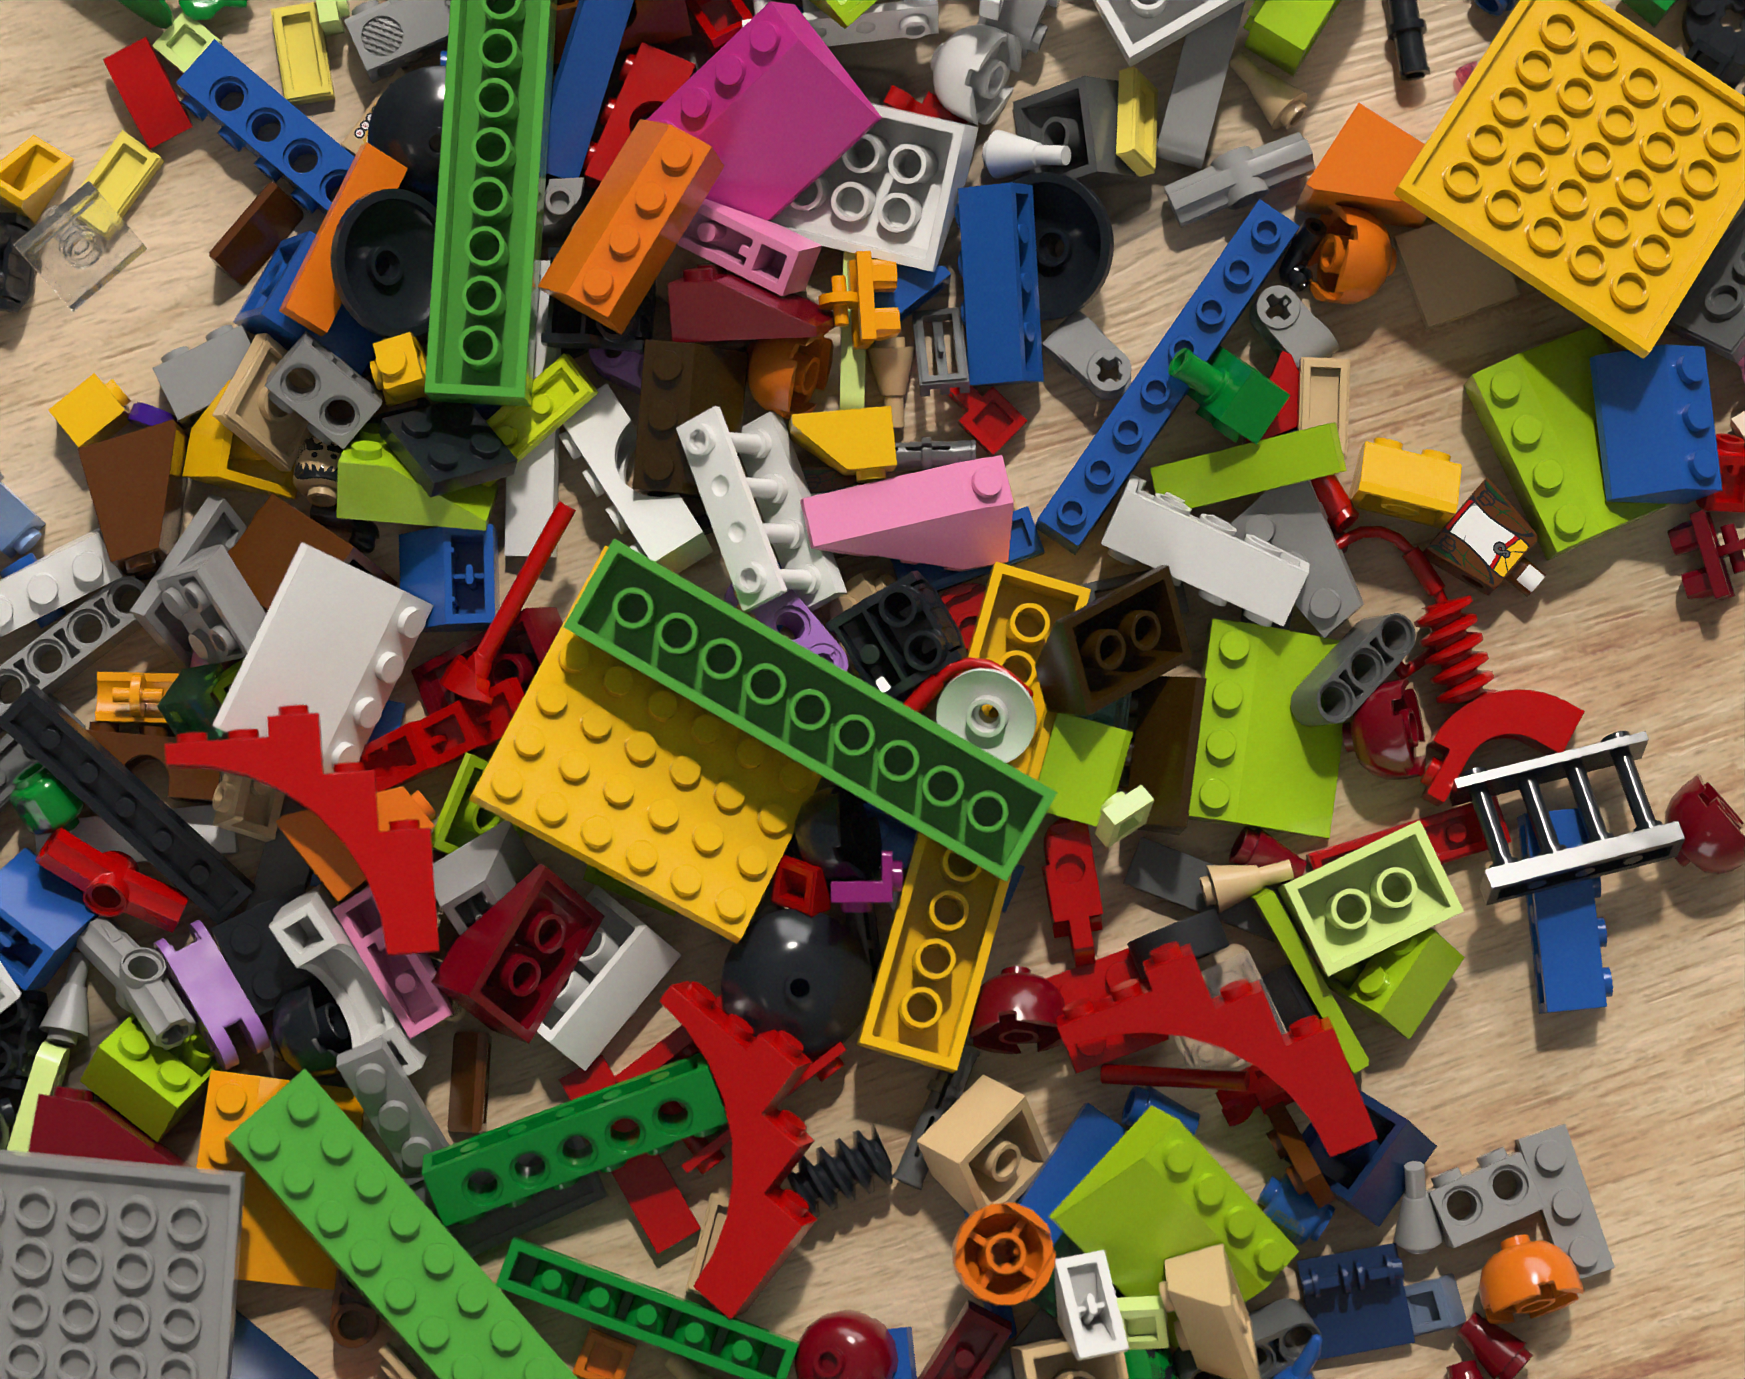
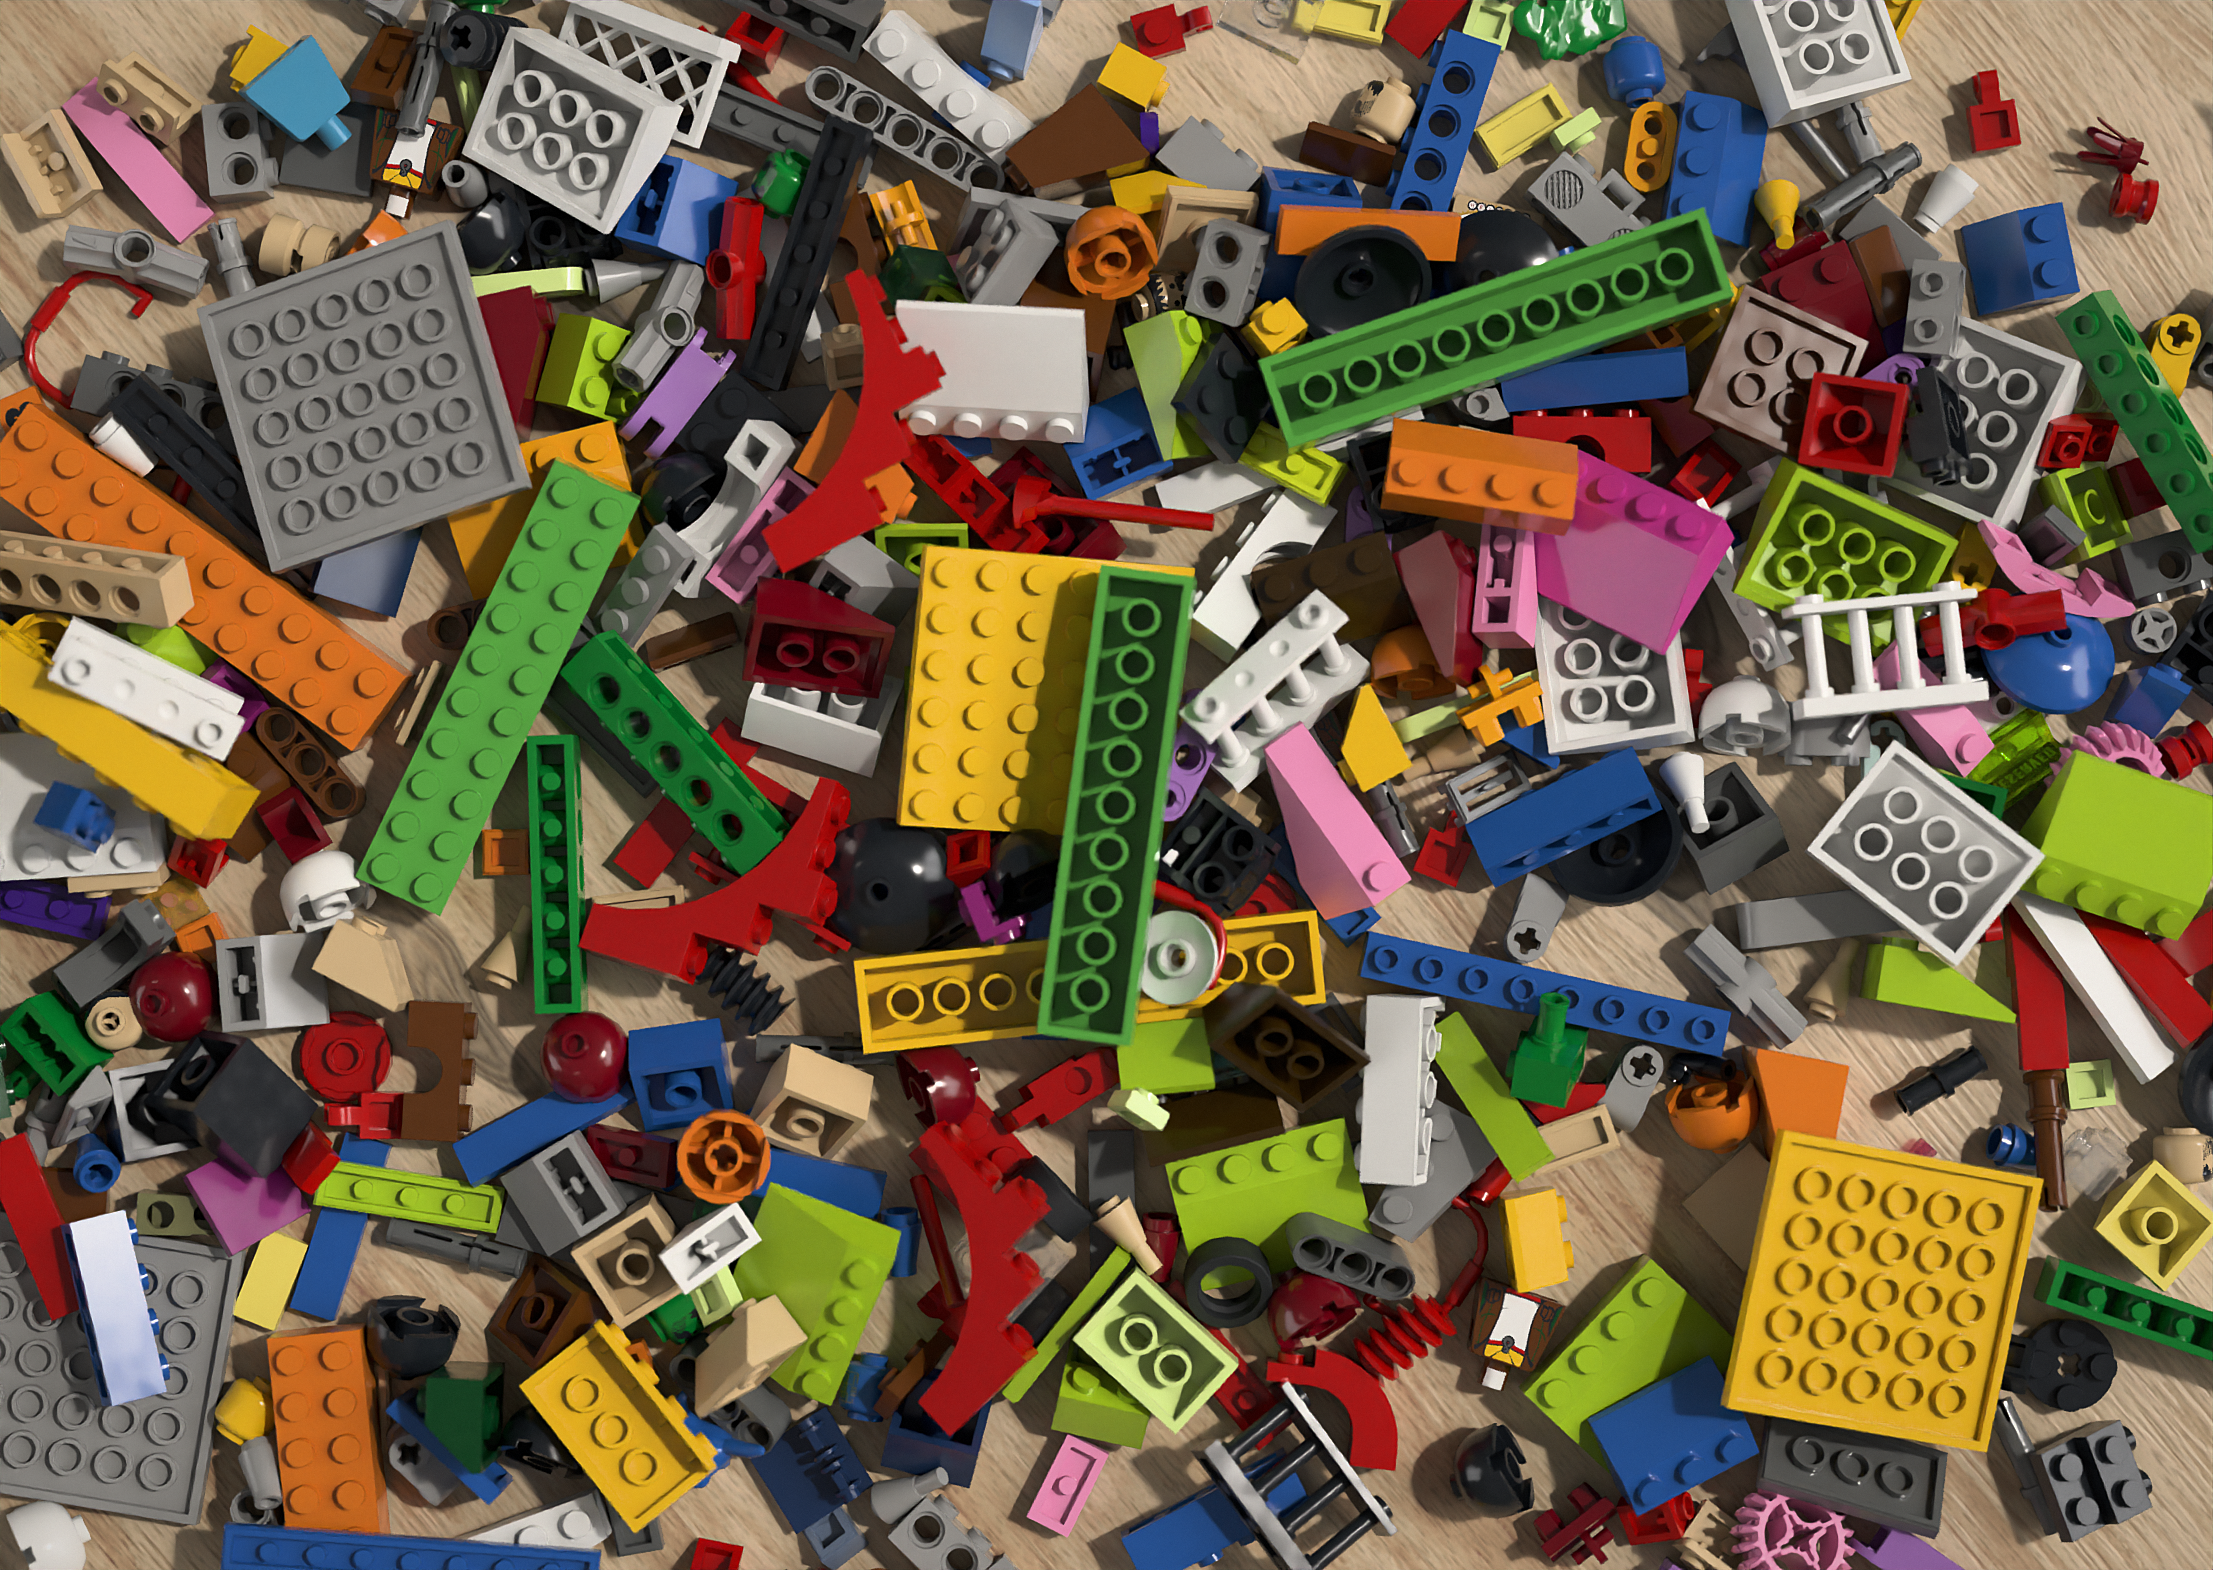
camera: 70 degrees right, 5 degrees up
(57, 366) = (1162, 31): none -> red plate
(229, 180) = (1384, 111): none -> tan head
(254, 499) = (1109, 252): none -> orange cylinder
(900, 1271) = (680, 1072): none -> blue slope
(1137, 121) = (1758, 877): light yellow tile -> none
(1362, 810) = (1233, 1311): none -> black tyre
(1471, 1046) = (1067, 1484): none -> bright pink plate
(1624, 619) = (1490, 1473): none -> black cylinder

